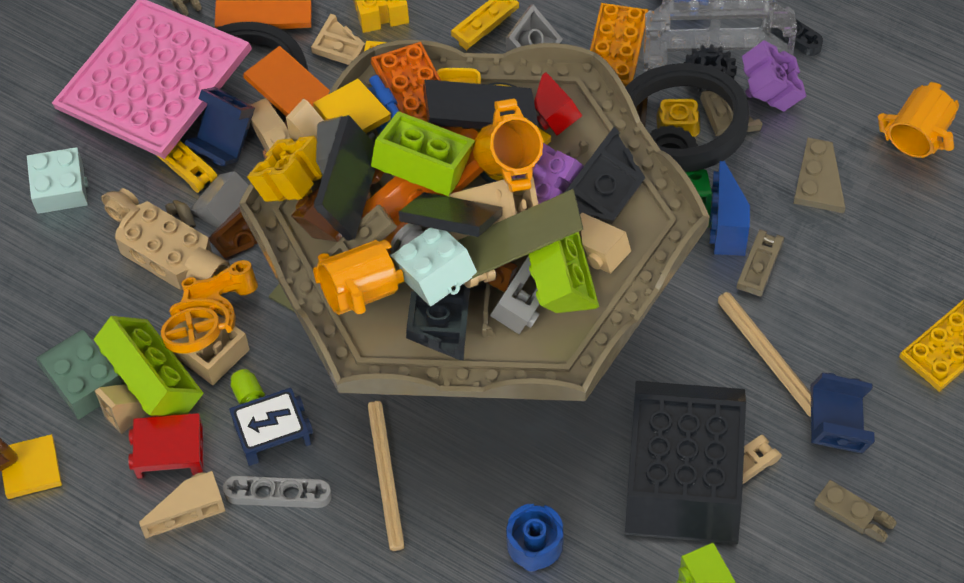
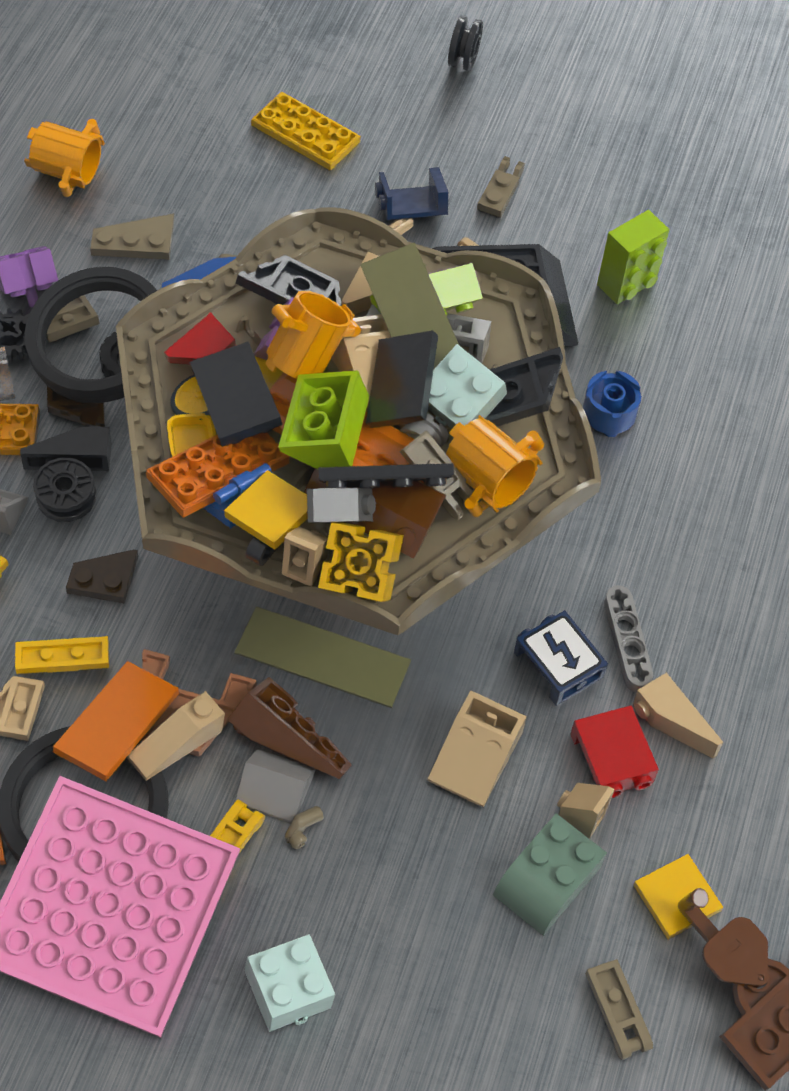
camera: 110 degrees left, 0 degrees up
(147, 366) = (534, 786): lime brick -> none
(160, 240) = (356, 825): tan brick -> none
(204, 300) = (430, 748): light orange piece -> none
(222, 127) = (179, 793): dark blue panel -> none
(245, 386) = (522, 691): lime brick -> none
(386, 477) = (577, 545): tan axle -> none
(679, 113) = (79, 357): yellow piece -> none

